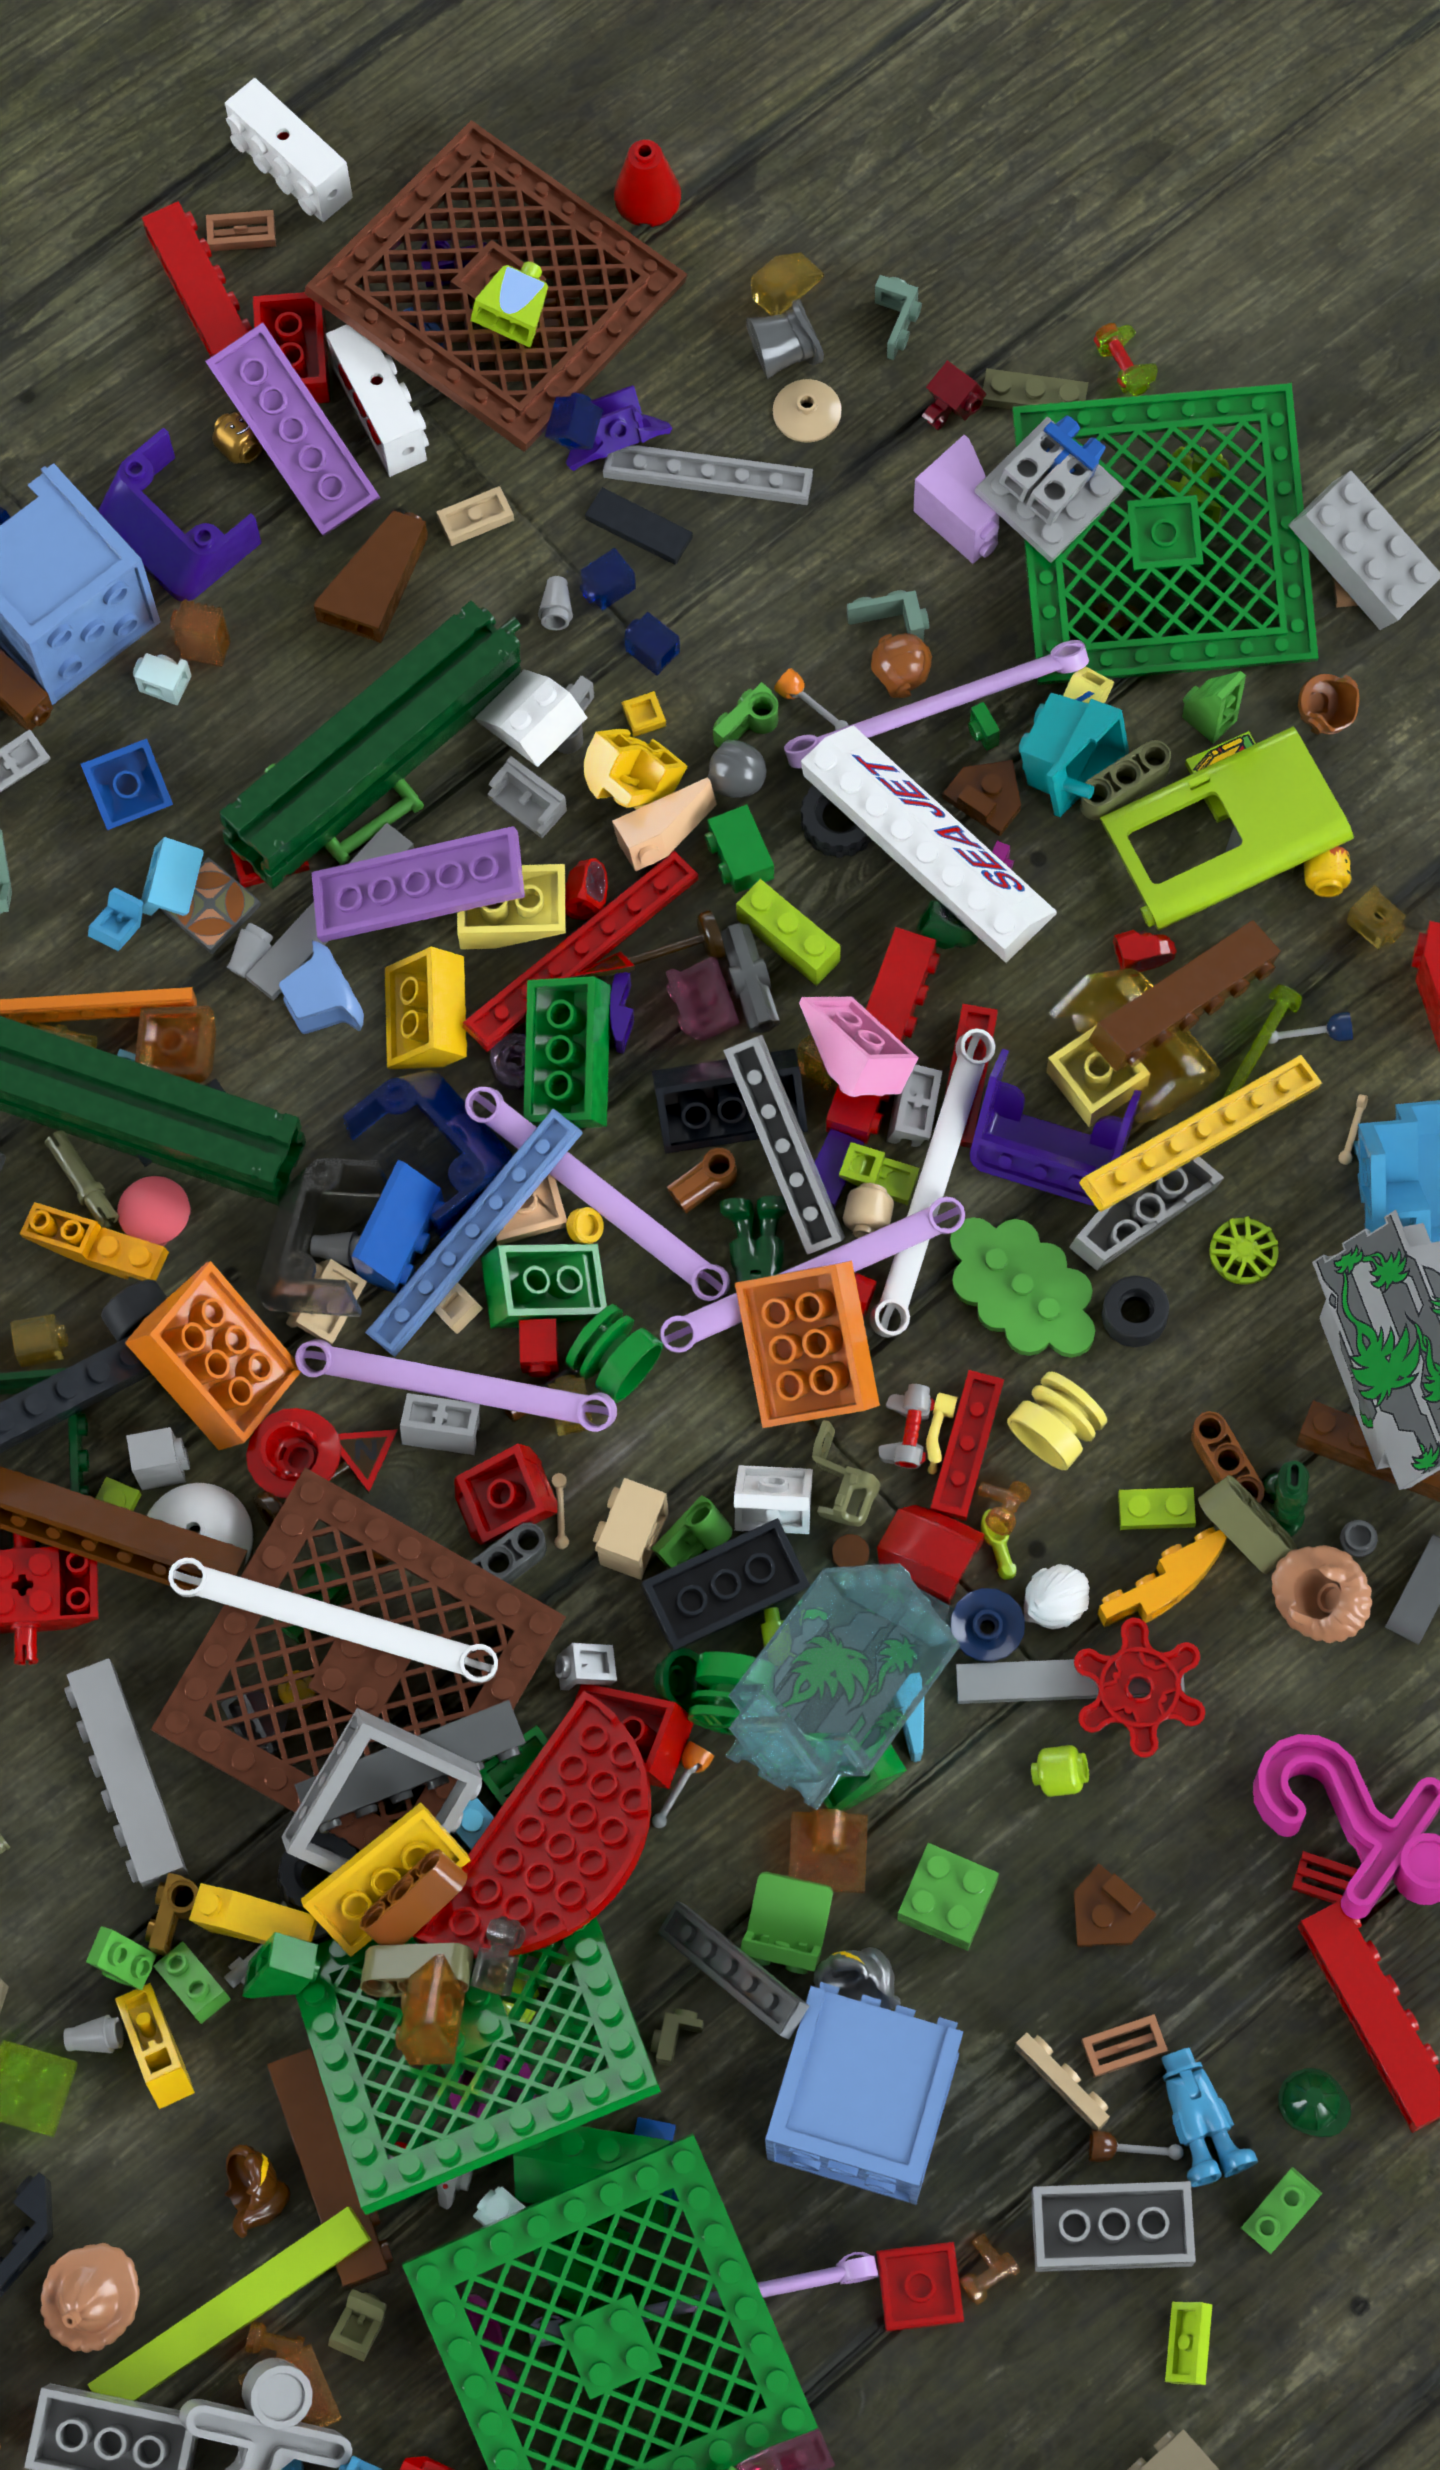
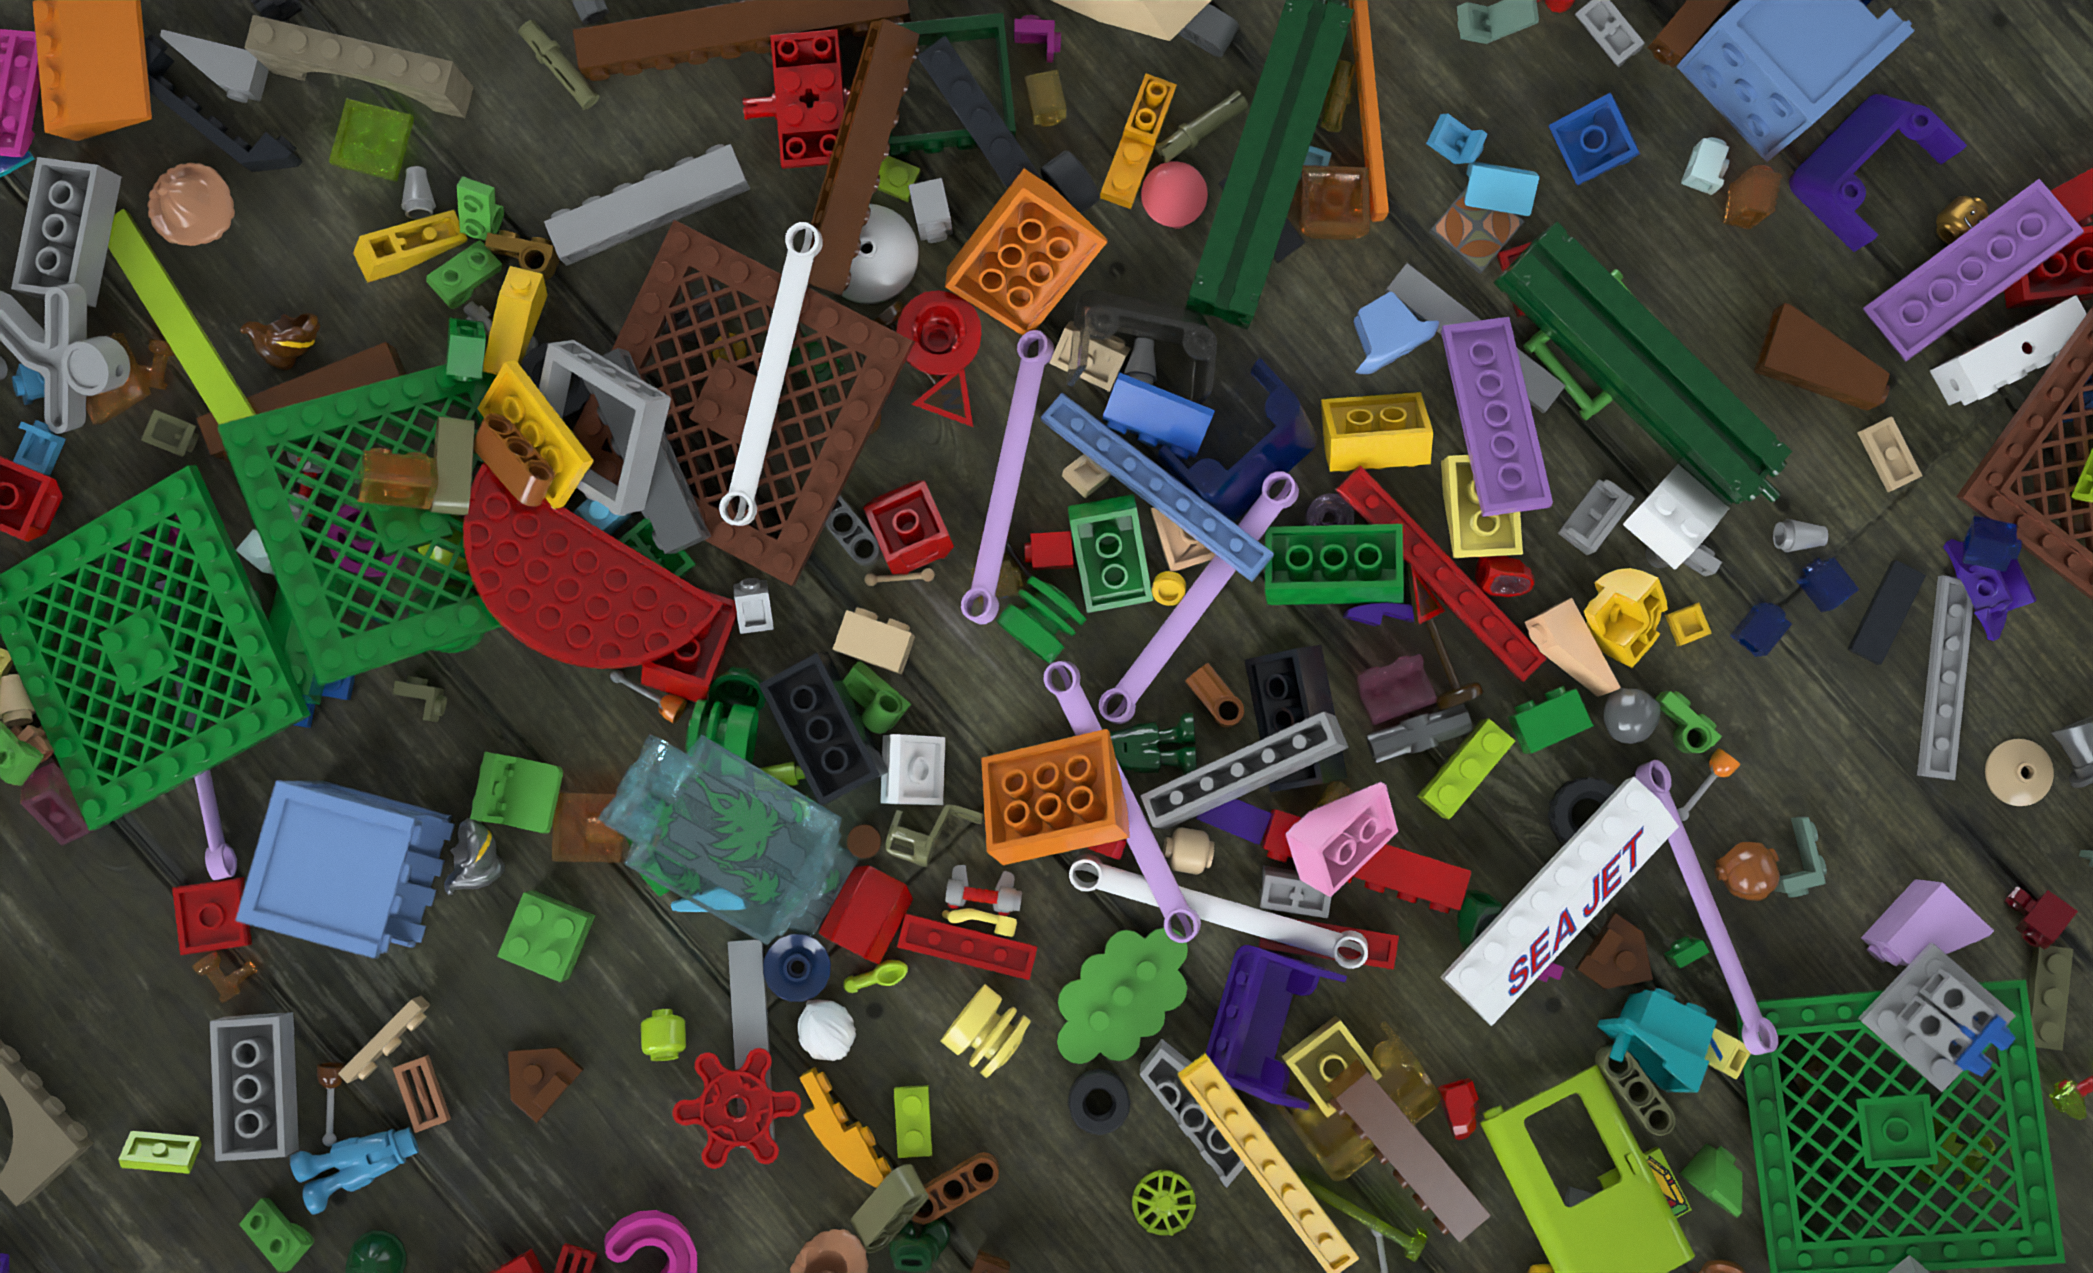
camera: 80 degrees right, 15 degrees up
(249, 949) = (1432, 264): light grey cone -> none
(440, 1424) = (975, 464): light grey hinge -> none
(494, 1966) = (446, 533): clear smoke plate -> none
(733, 1970) = (453, 748): dark grey tile -> none
(871, 1166) = (1229, 858): lime slope -> none
(1002, 1519) = (894, 980): clear orange piece -> none

